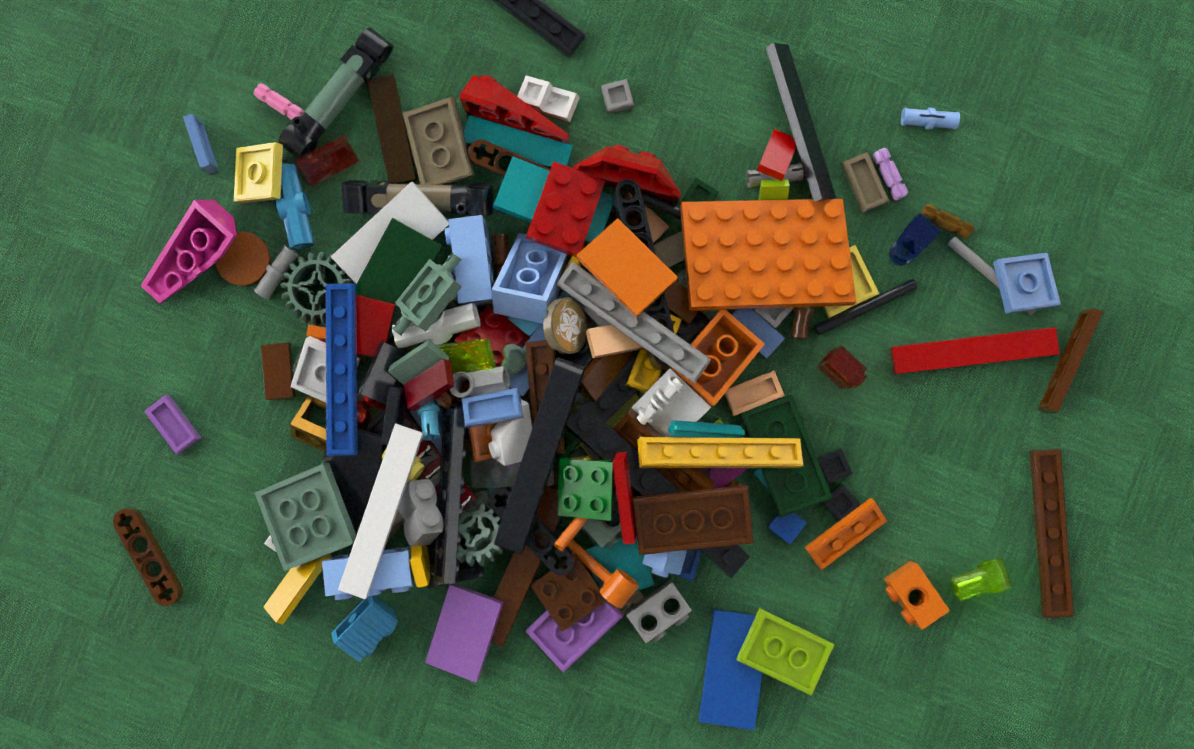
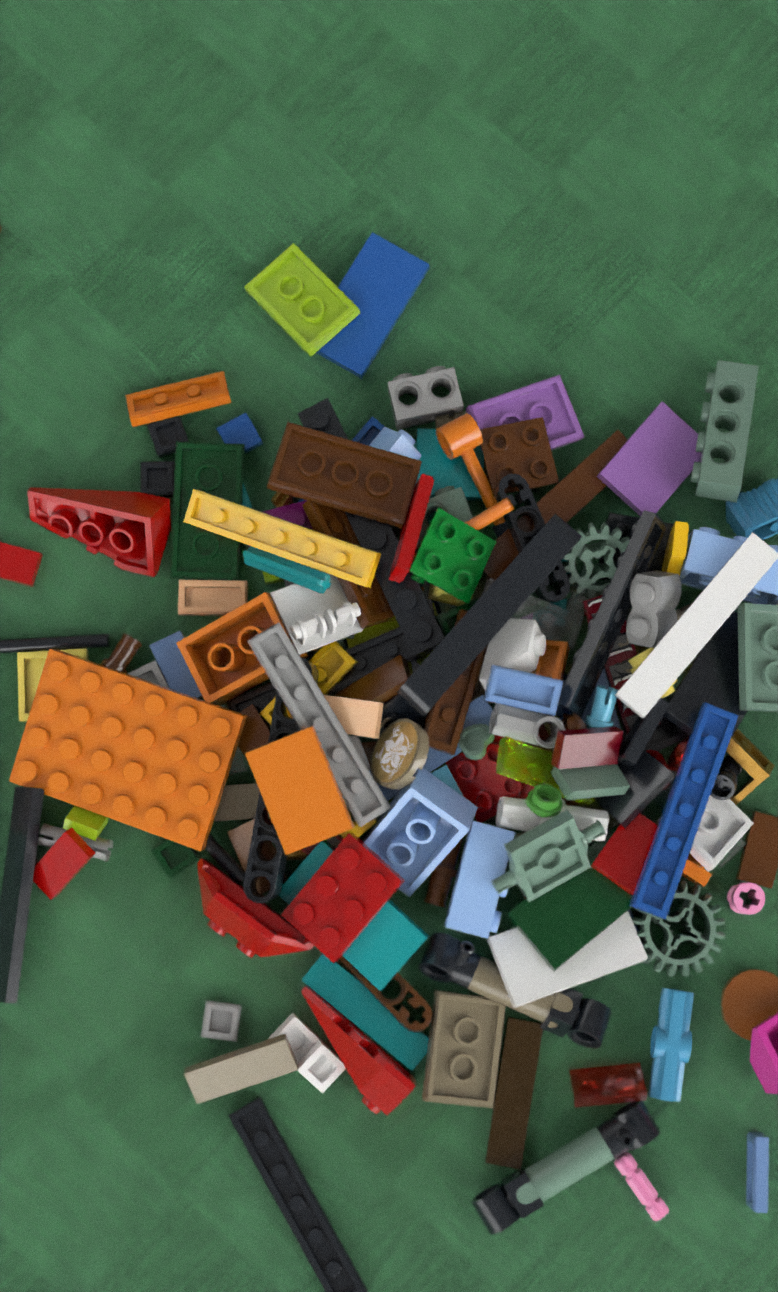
camera: 160 degrees left, 5 degrees down
(258, 173) = (699, 1103): light yellow tile -> none
(275, 272) = (721, 970): light grey pin -> none
(275, 322) = (755, 893): none -> bright pink bush
(318, 405) = (726, 779): none -> black pin
(421, 720) = (736, 383): none -> sand green brick
(445, 332) = (544, 801): none -> bright green plate
(589, 68) = (241, 1068): none -> tile
(842, 368) = (99, 580): clear red brick -> none
(848, 419) = (115, 523): none -> red wedge
(929, 604) = (126, 283): orange brick -> none
(988, 577) = (41, 289): clear neon green piece -> none

